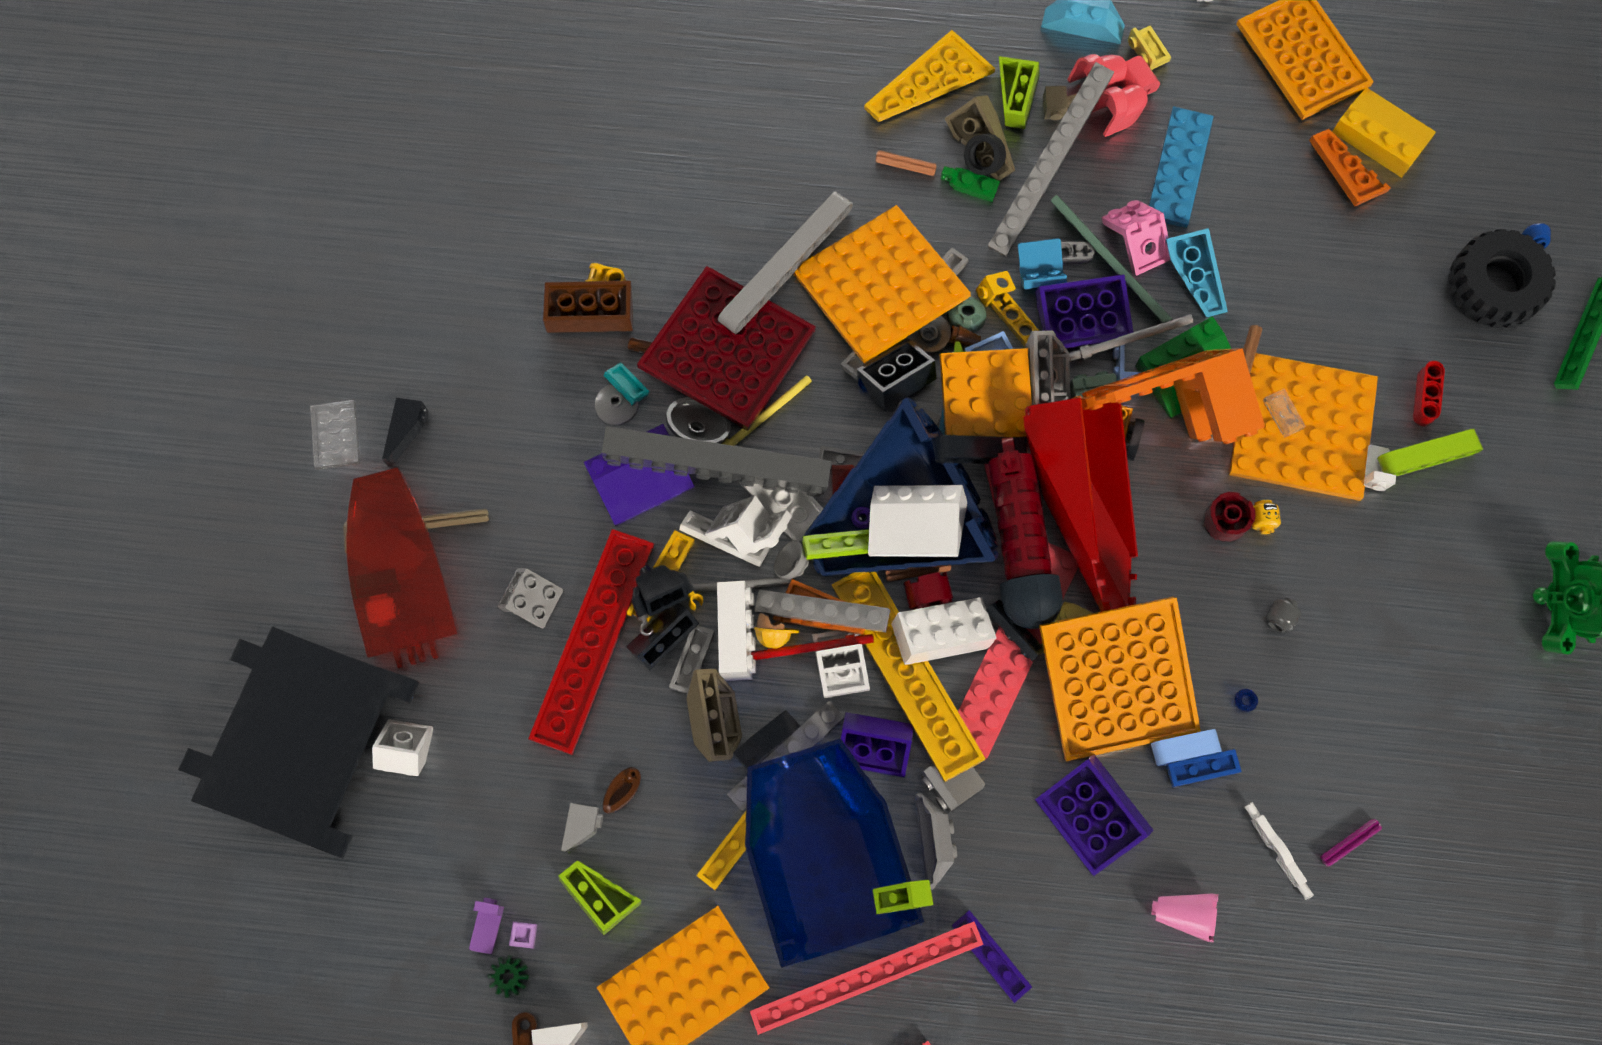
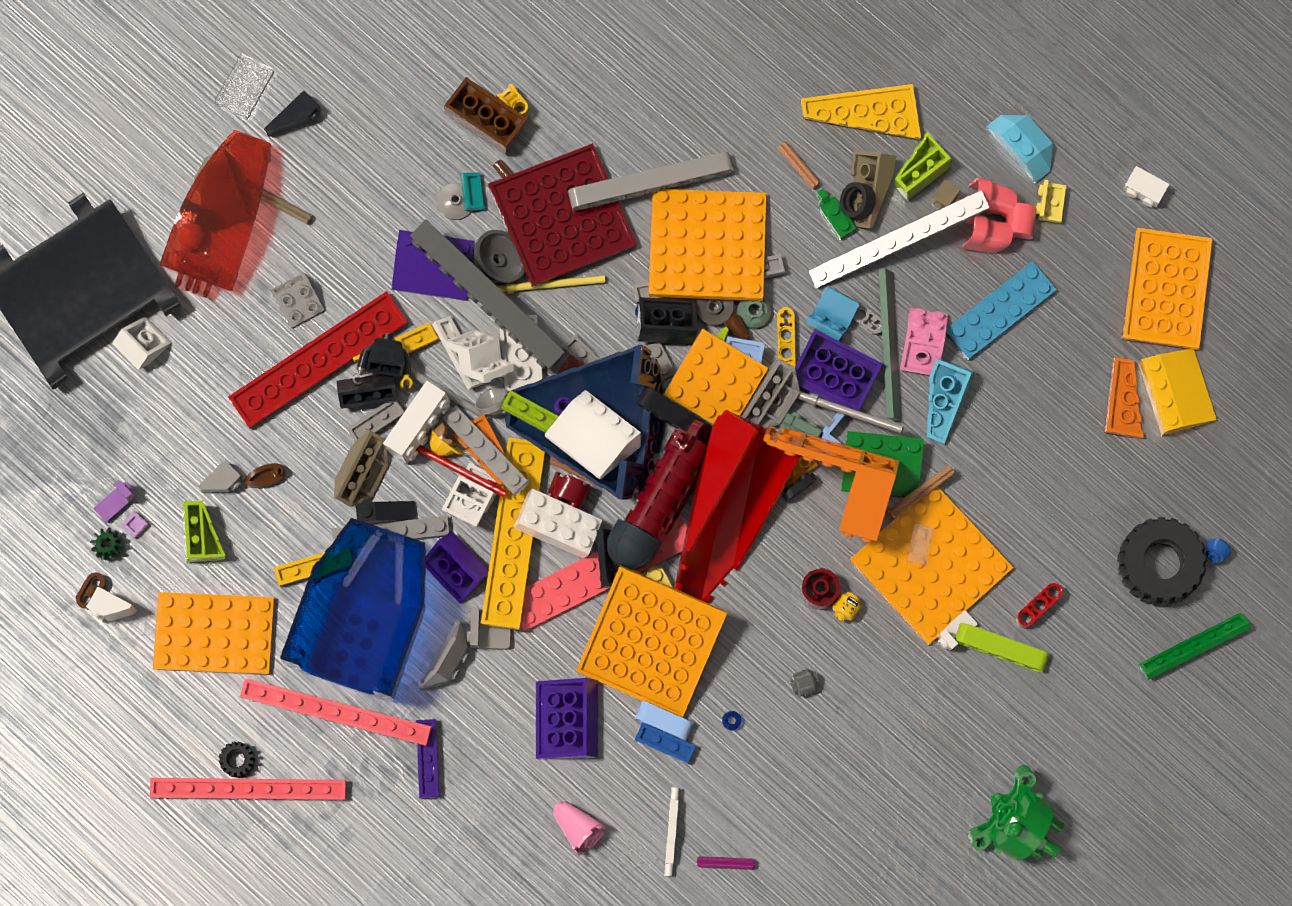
camera: 35 degrees right, 5 degrees up
(903, 896) = (388, 670): lime slope -> none
(989, 288) = (780, 305): yellow bracket -> none

